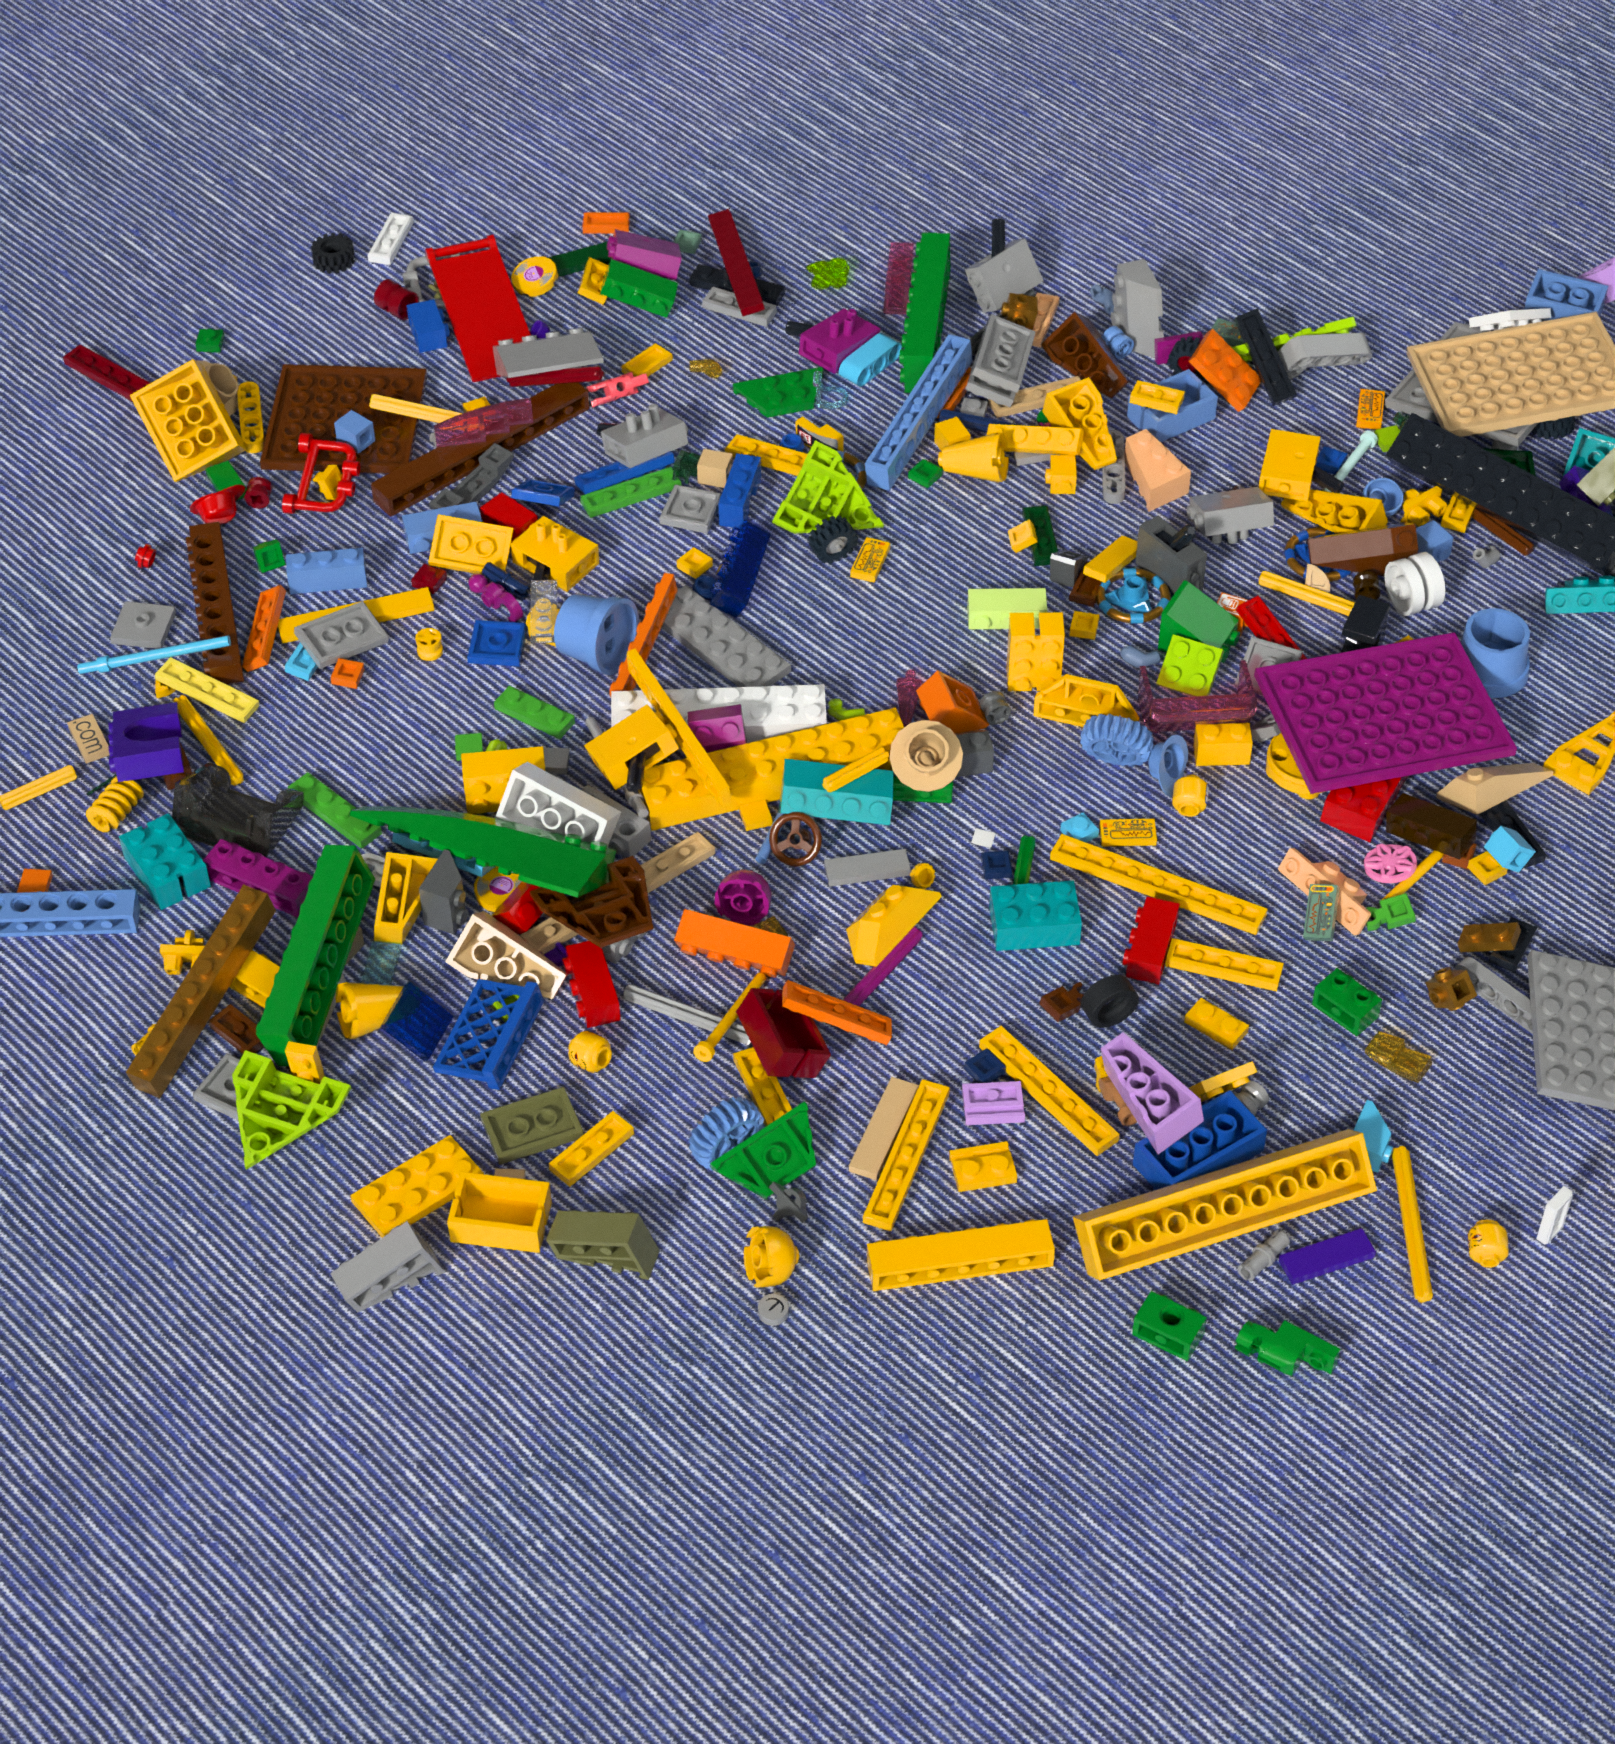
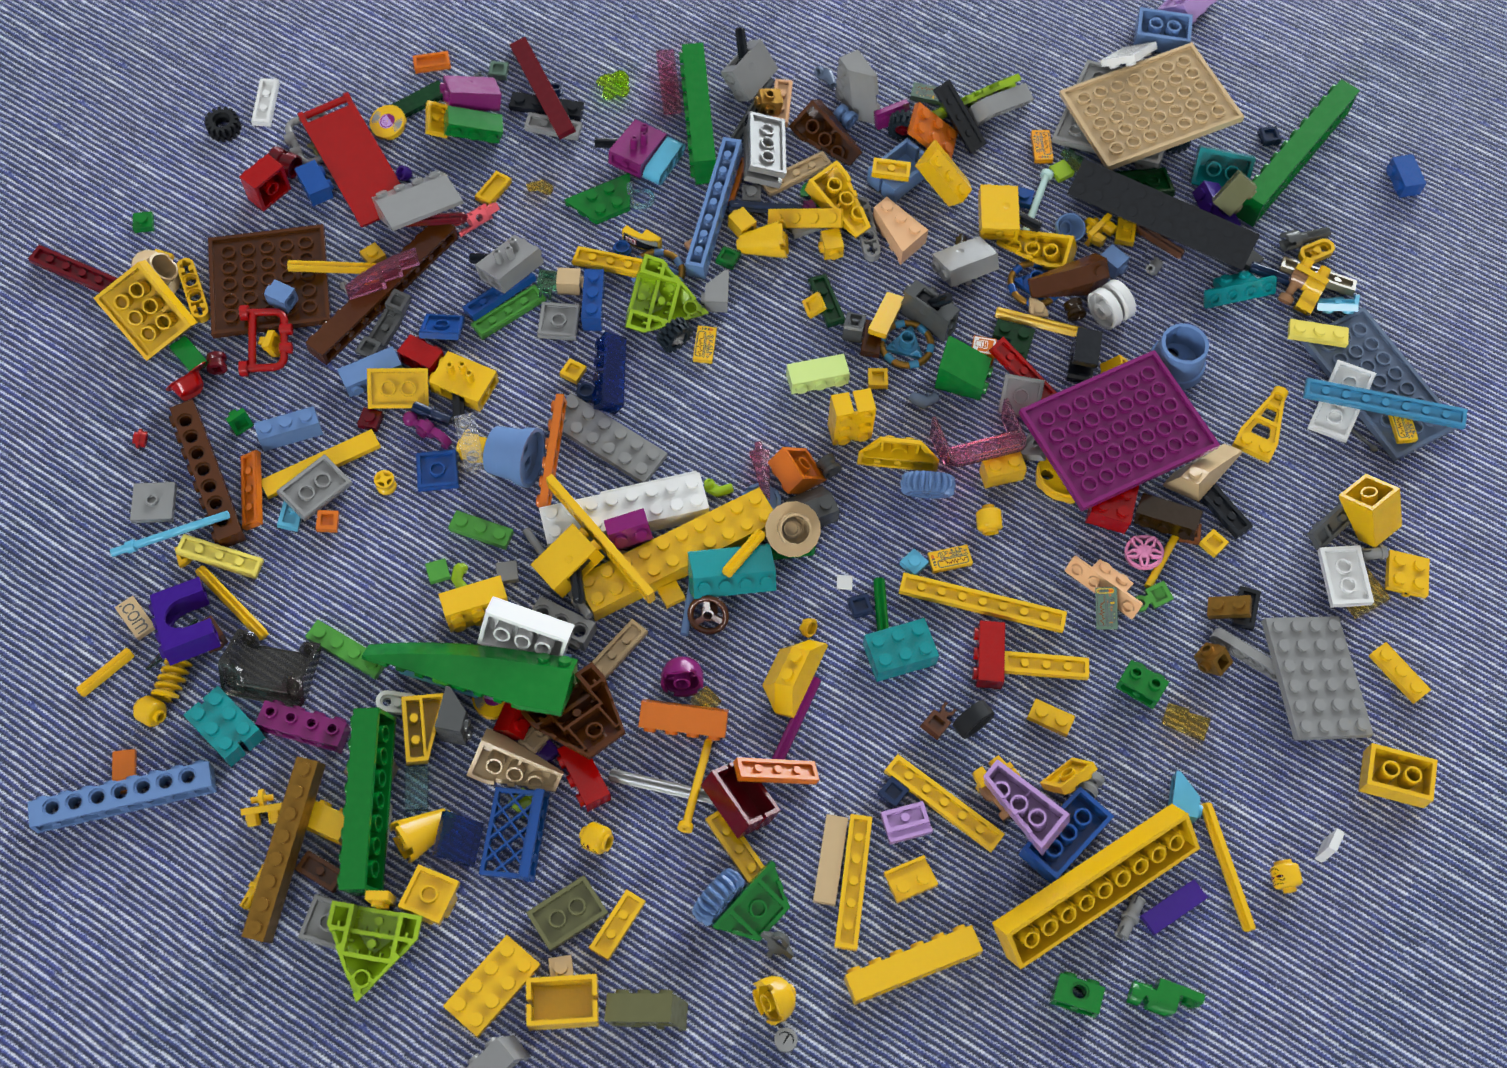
camera: 15 degrees left, 15 degrees up
(80, 832) = (149, 711): none -> yellow head
(367, 314) = (265, 182): none -> red brick
(370, 1072) = (430, 895): none -> yellow panel
(867, 867) = (765, 626): light grey tile -> none
(900, 506) = (716, 293): none -> light grey slope
(1168, 762) = (967, 495): medium blue piece -> none
(1189, 667) = (964, 405): lime plate -> none
(1226, 415) = (943, 175): none -> yellow slope
(1284, 607) = (1017, 335): none -> dark green plate
(1509, 848) = (1228, 528): medium azure brick -> none

